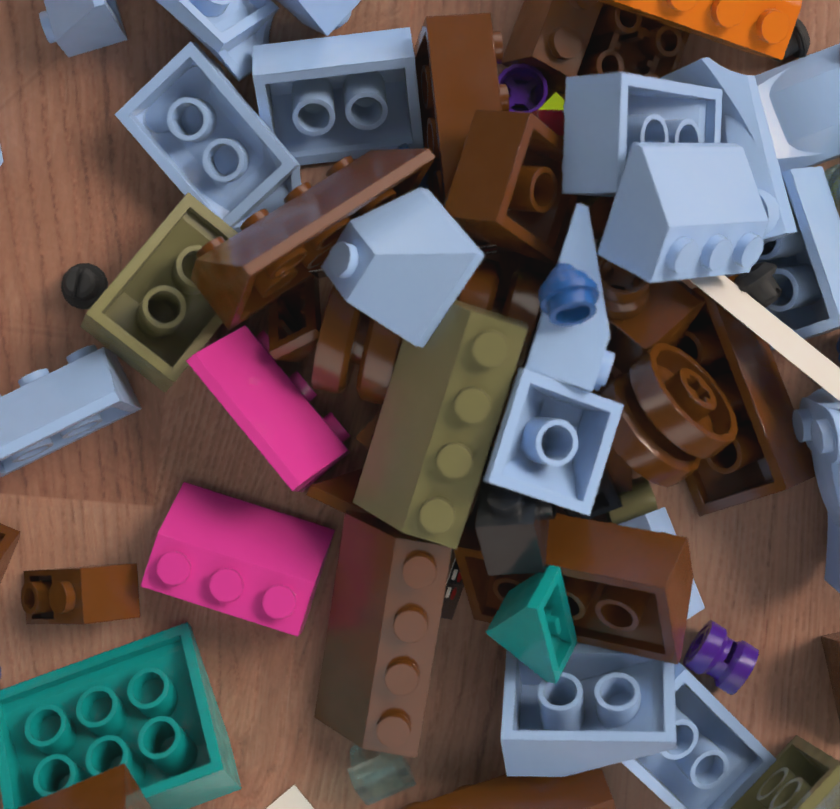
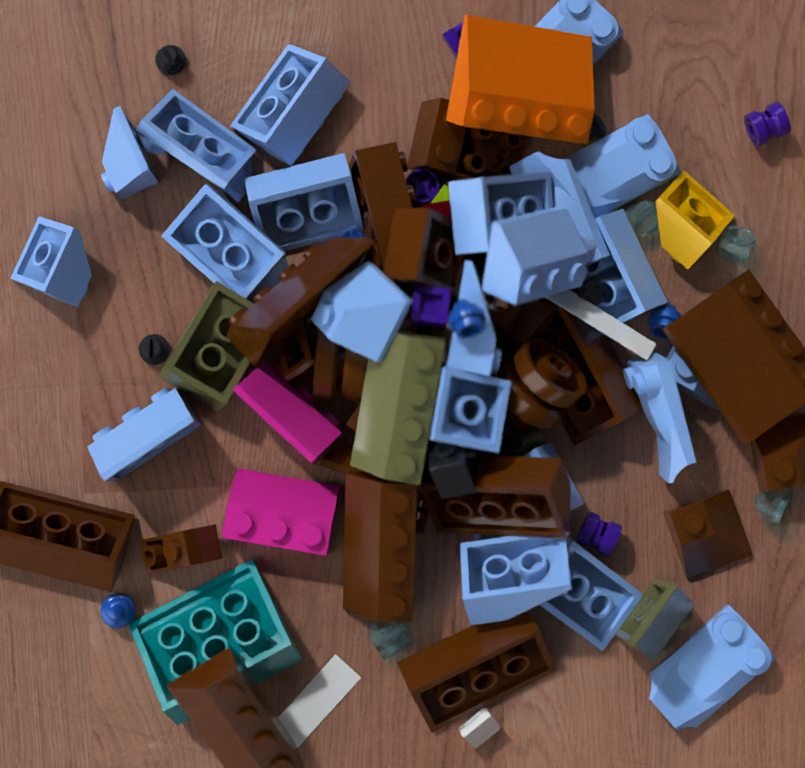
camera: 15 degrees left, 0 degrees up
(511, 270) = (430, 306): none -> dark purple tile
(537, 624) = (477, 526): teal slope -> none

